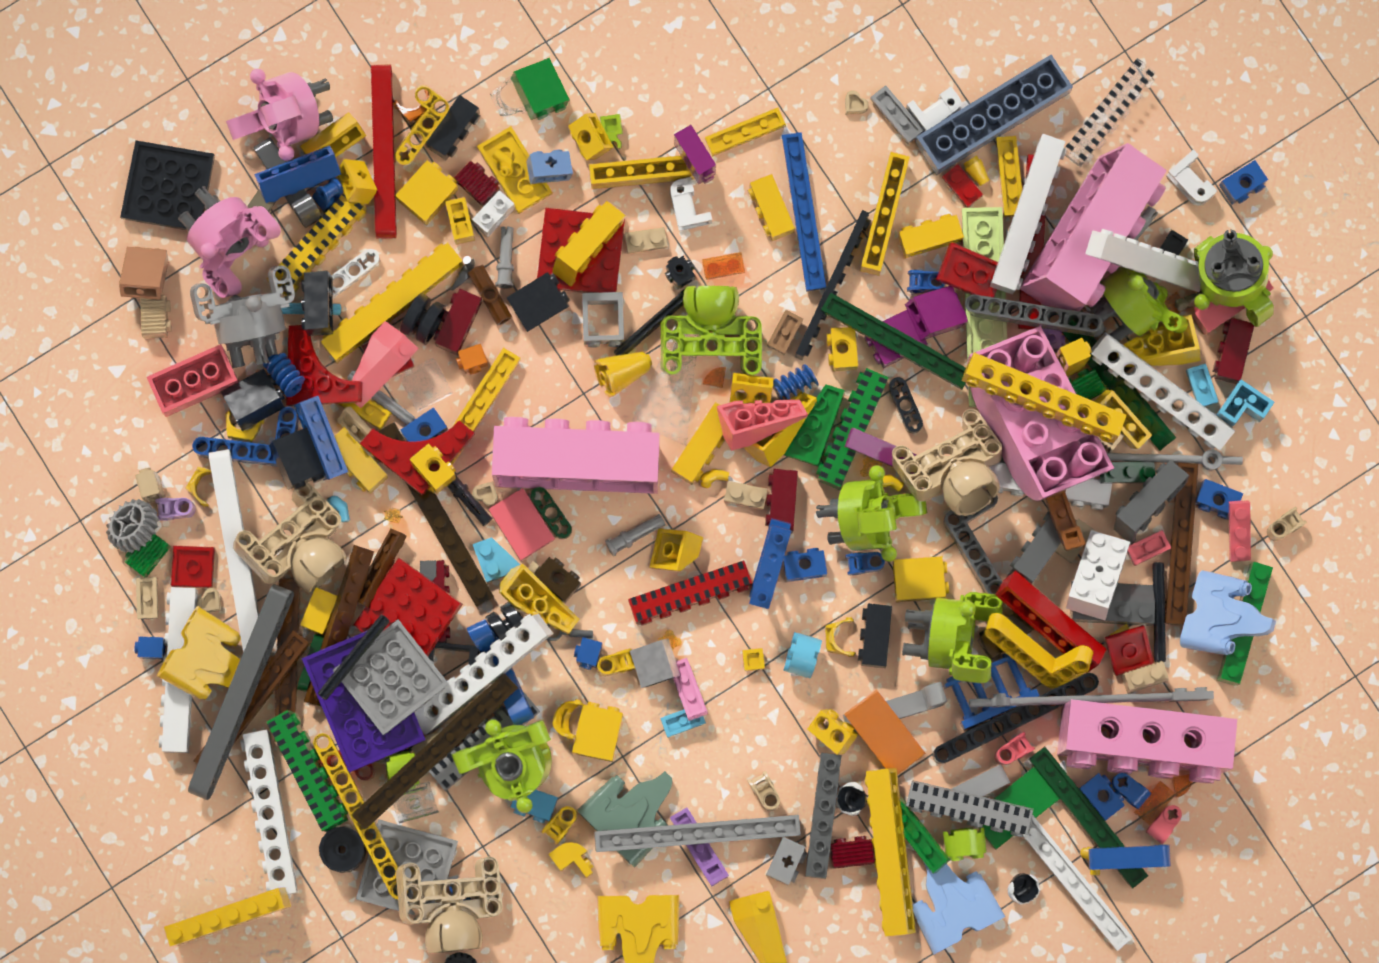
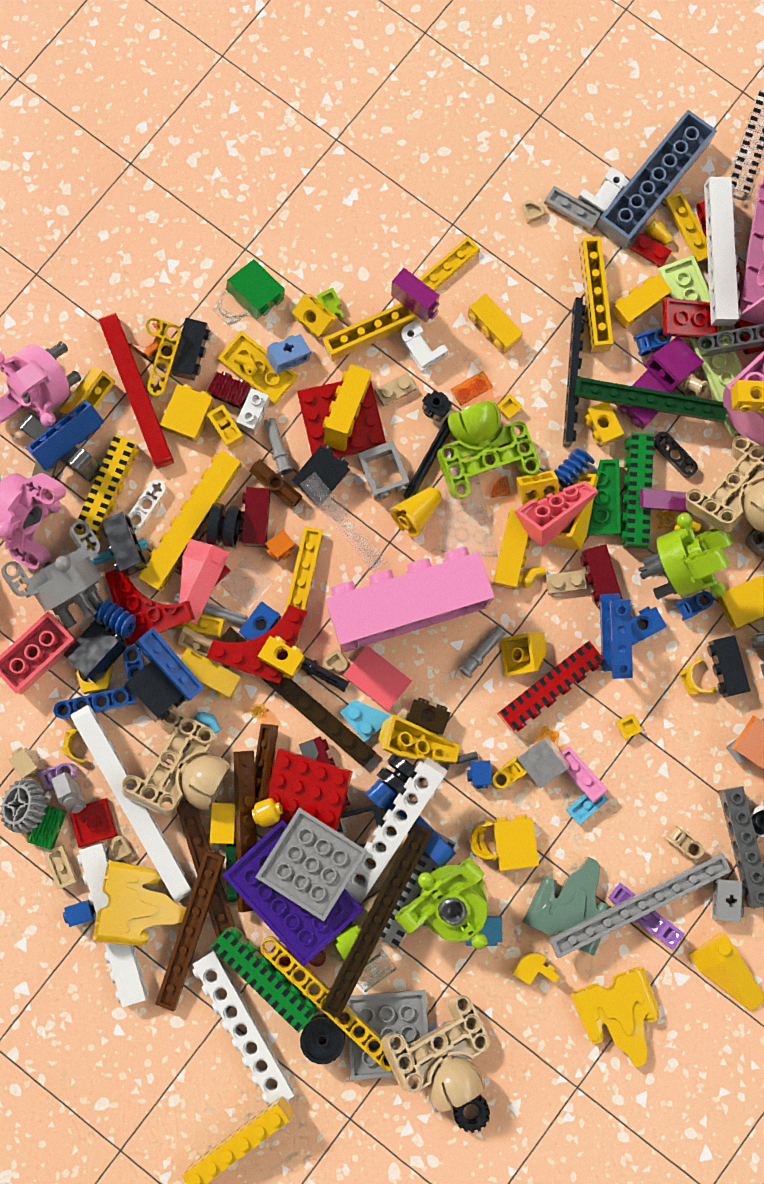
camera: 20 degrees left, 0 degrees up
(180, 528) = (68, 793): none -> light grey brick
(240, 692) = (176, 927): dark grey beam -> none
(328, 194) = (99, 444): blue piece -> none
(353, 657) = (270, 859): black axle -> none
(356, 181) = (121, 424): yellow brick -> none
(364, 614) = (267, 812): none -> yellow head
(463, 273) = (245, 474): dark grey bar -> none
(538, 503) = (400, 666): dark green beam -> none
(543, 358) = (344, 522): none -> clear brick
(559, 825) = (512, 941): yellow piece -> none
(754, 298) = (509, 407): none -> yellow plate
(785, 332) = (547, 427): medium nougat plate -> none
(802, 655) = (673, 707): medium azure brick -> none
(803, 212) = (524, 318): blue plate -> none
(830, 736) = (724, 771): yellow brick -> none
(948, 345) = (696, 387): none -> tan piece

